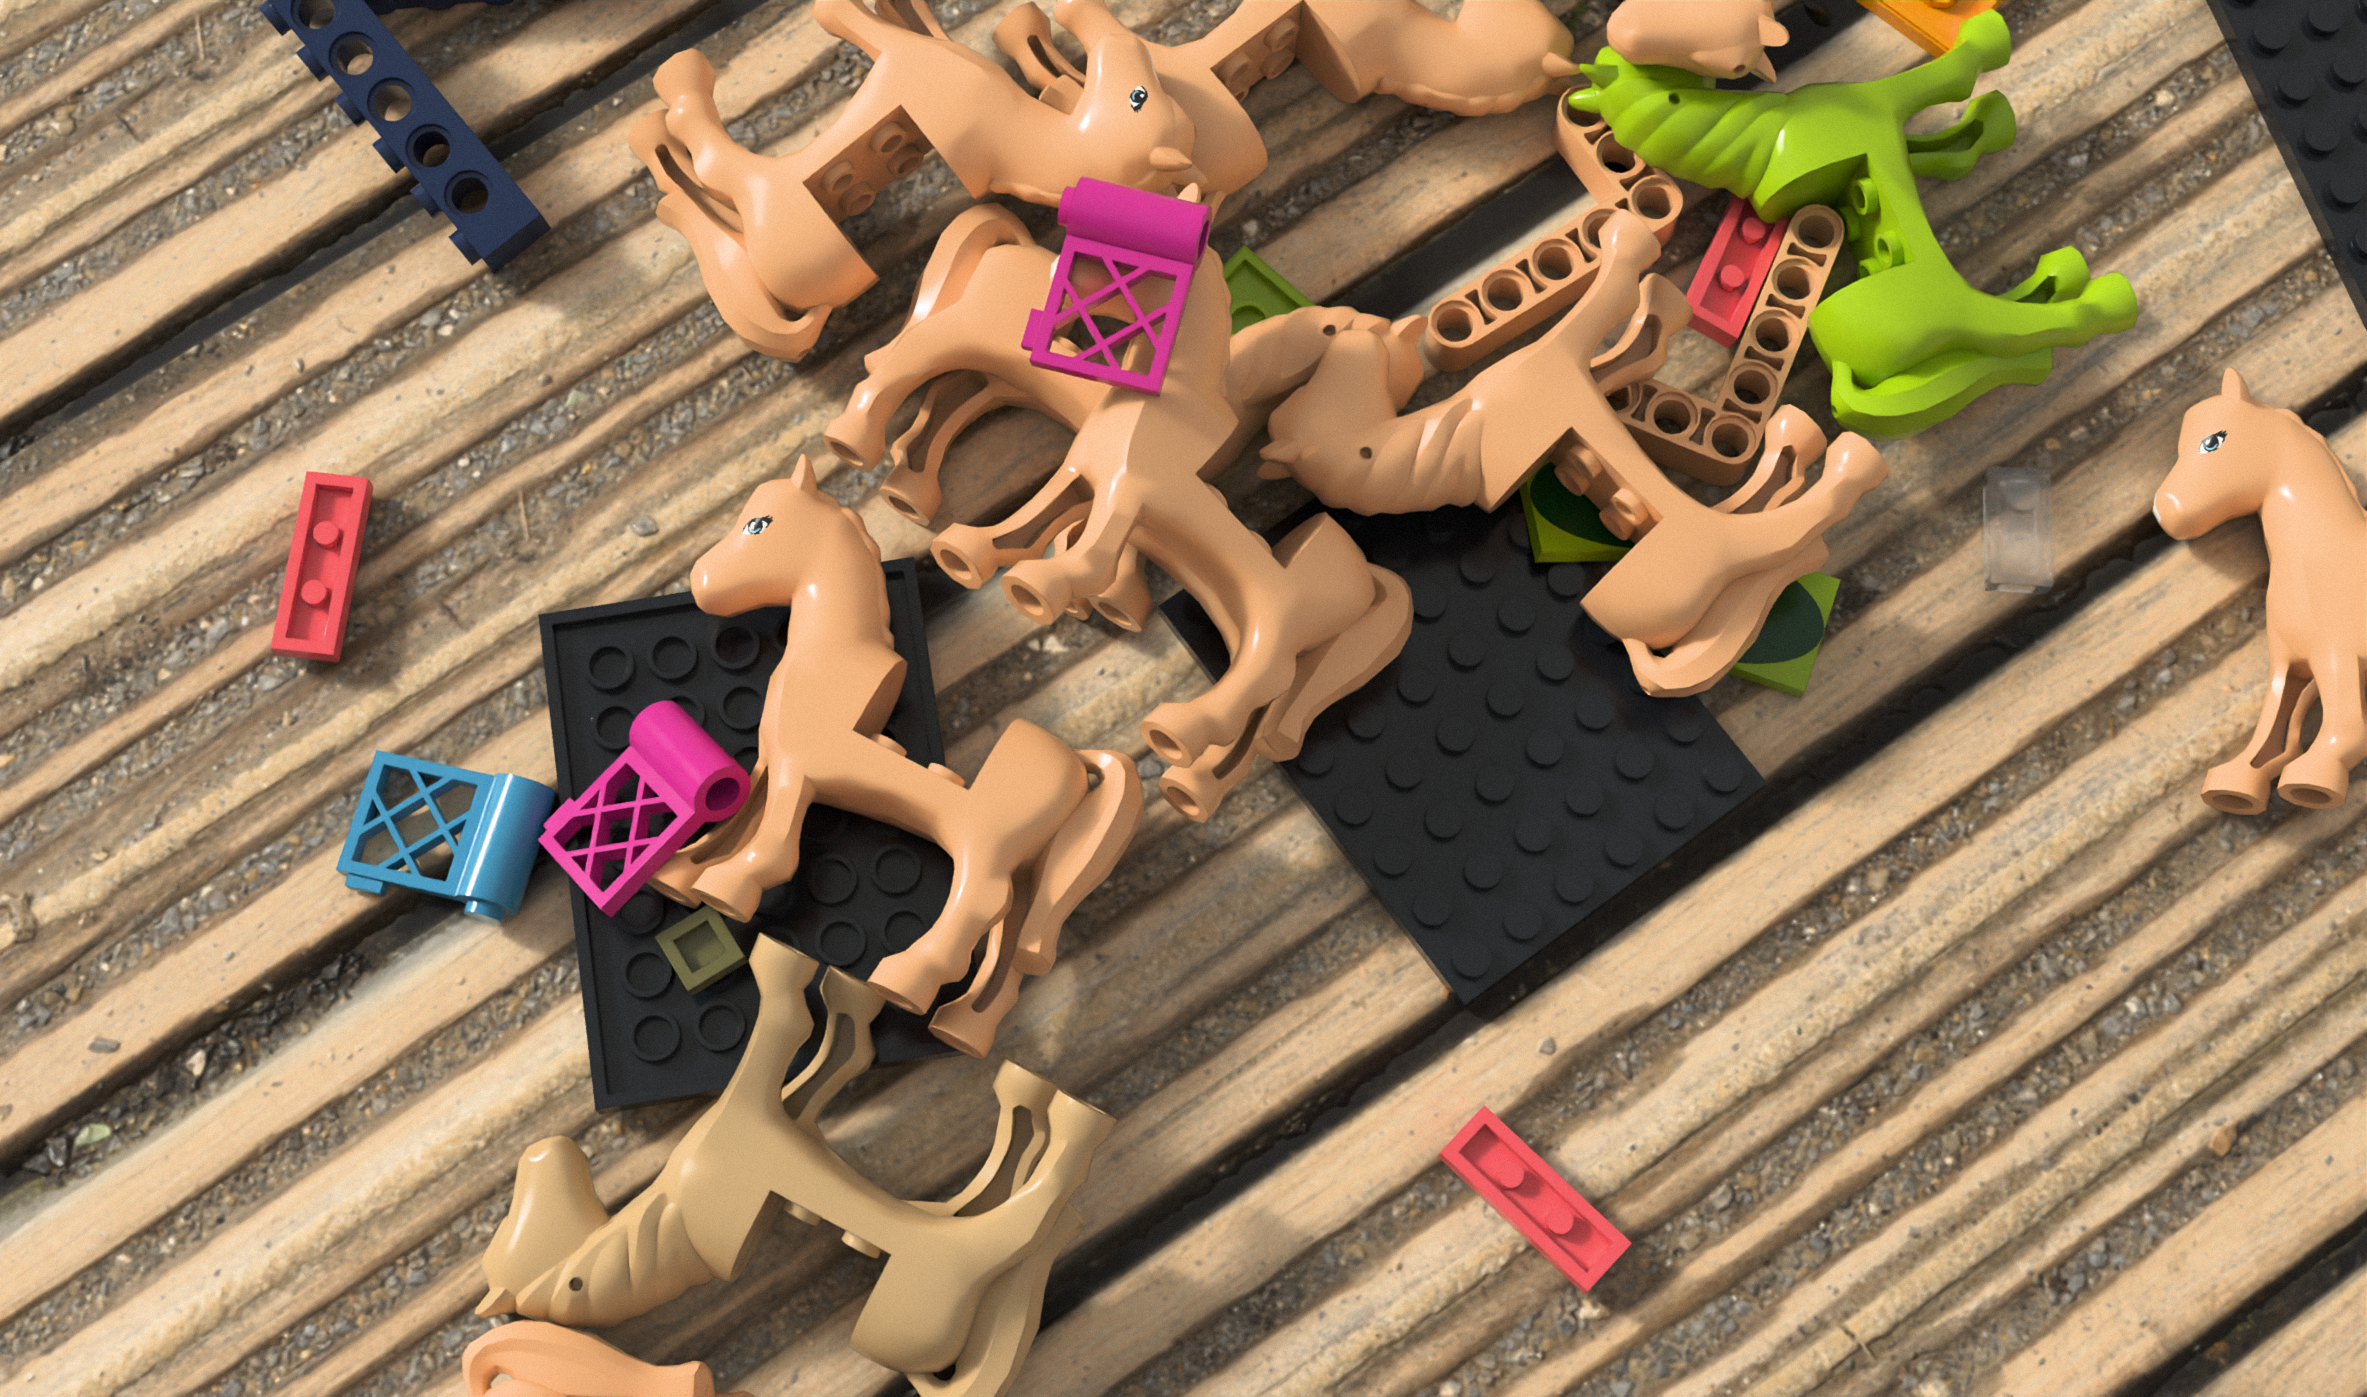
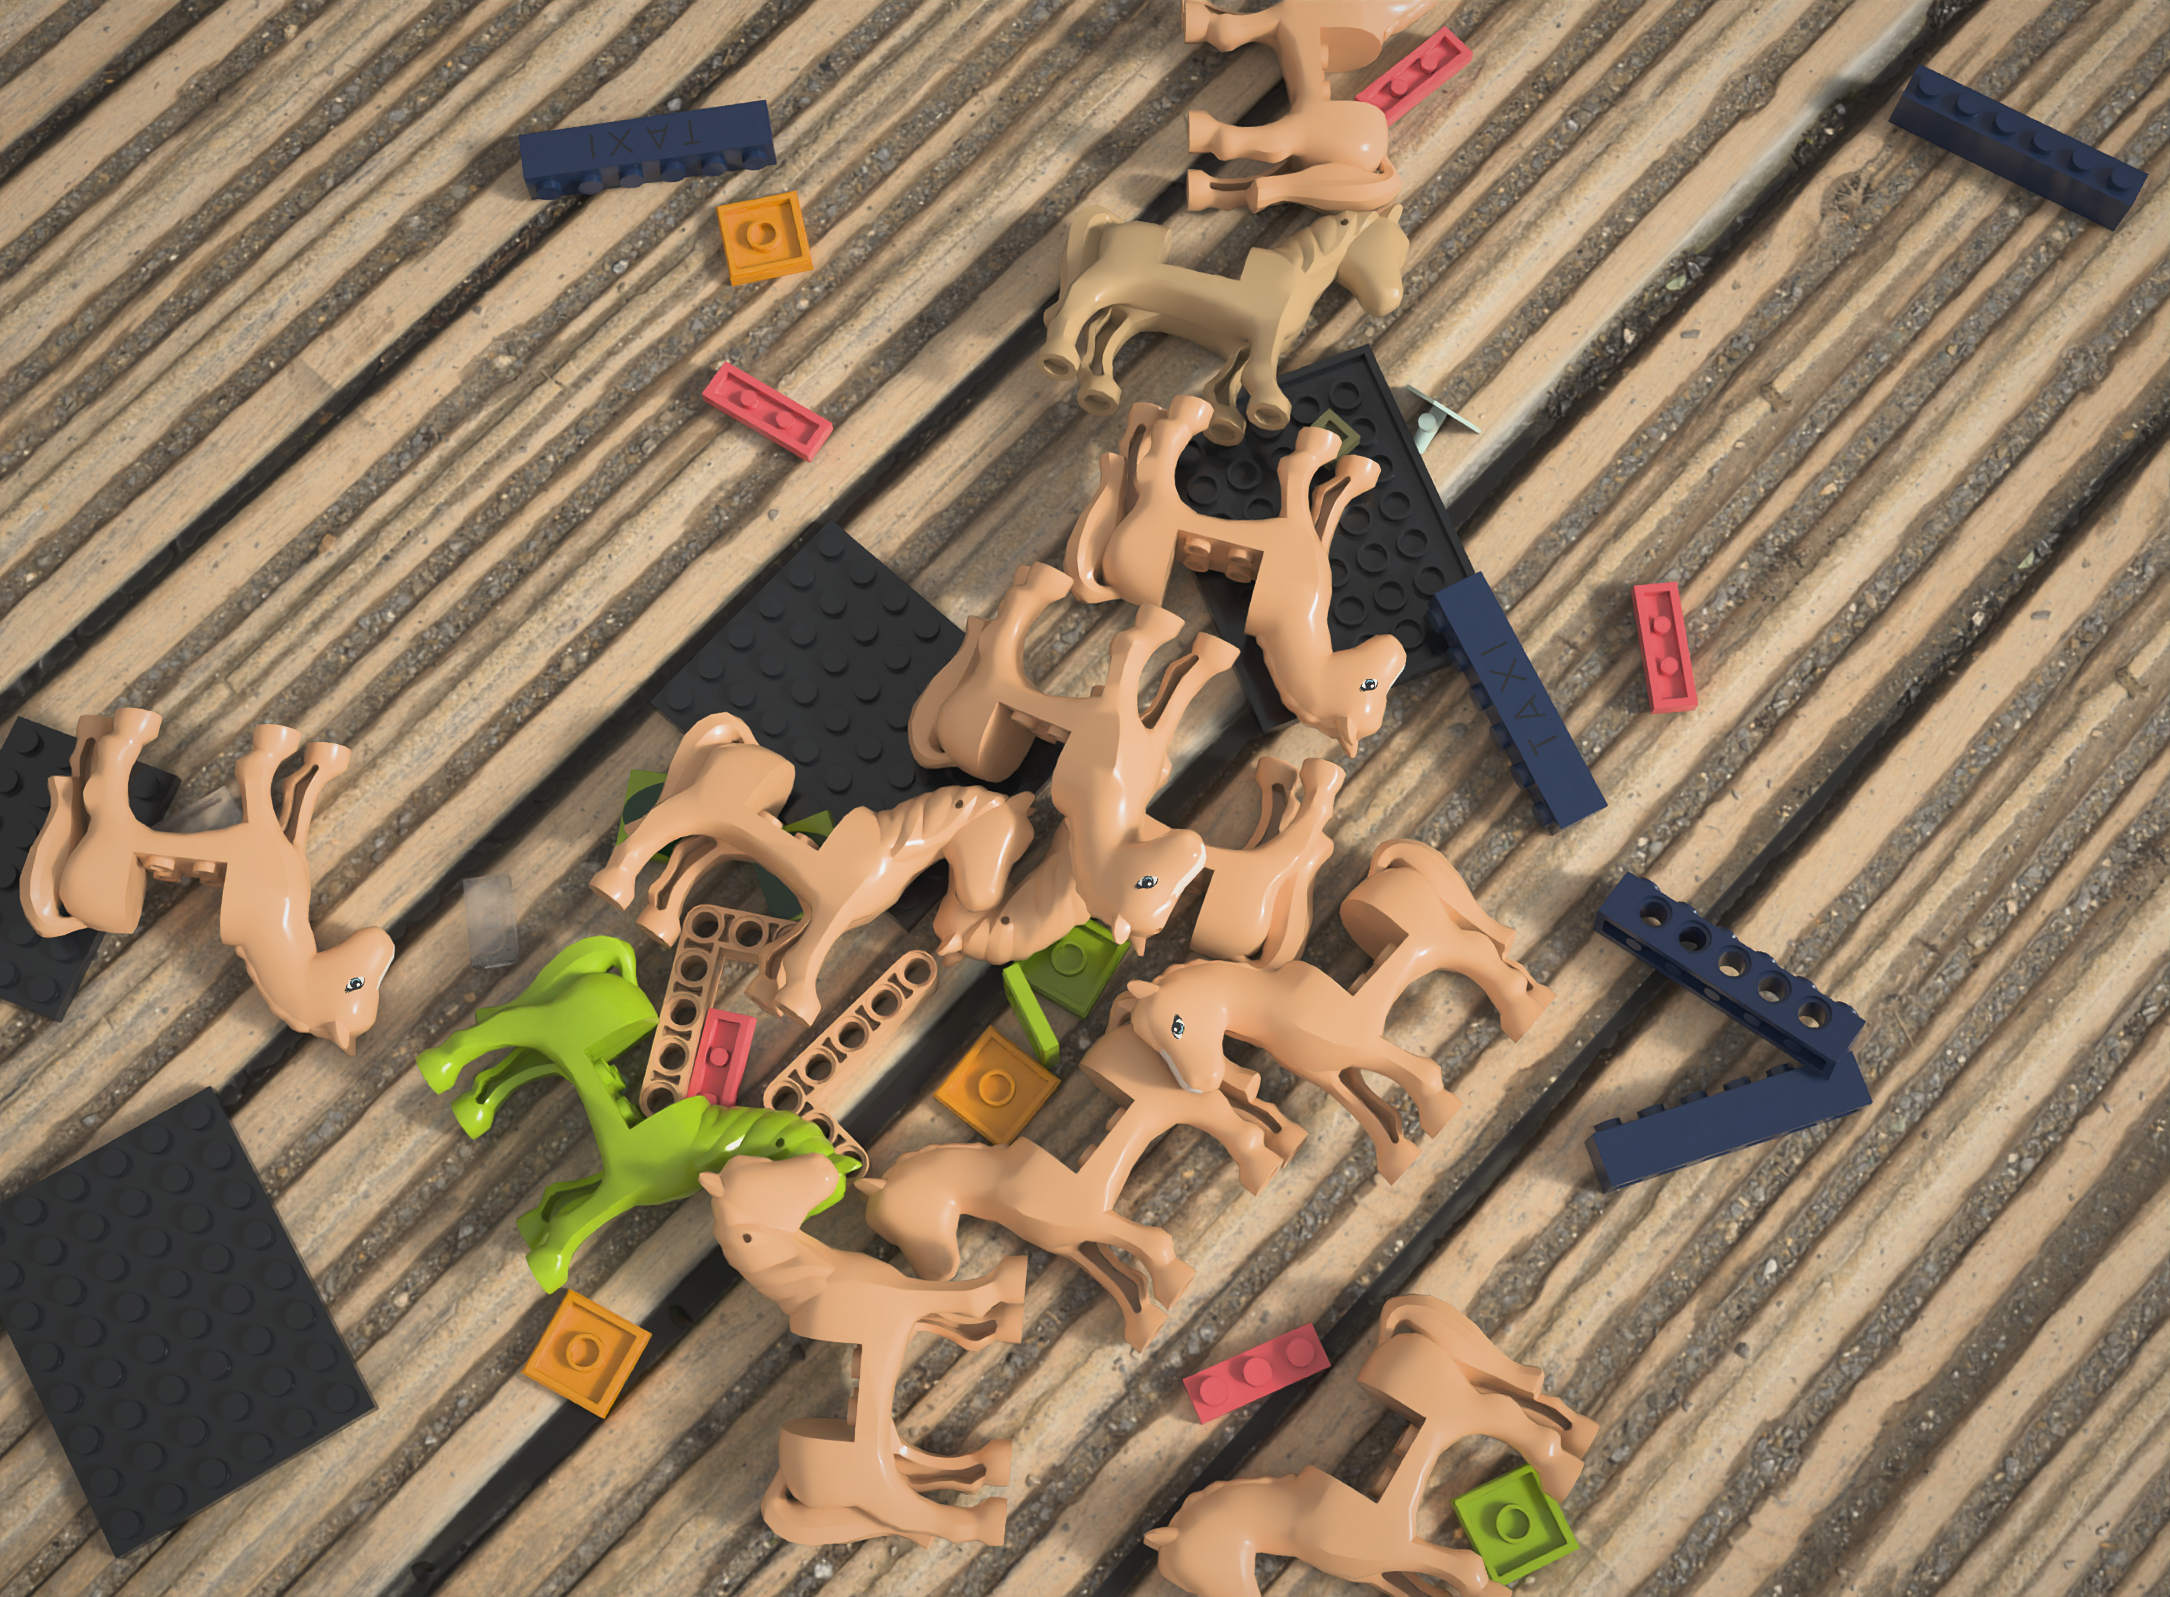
camera: 170 degrees right, 0 degrees up
(495, 844) = (1486, 485): dark azure piece -> none
(523, 968) = (1431, 421): none -> light aqua shield
(557, 514) = (1515, 704): none -> dark blue brick
(676, 763) = (1377, 536): dark pink piece -> none
(1130, 232) = (1153, 869): dark pink piece -> none
(1316, 230) = (1031, 1016): none -> lime tile
(1375, 187) = (997, 1088): none -> light orange tile

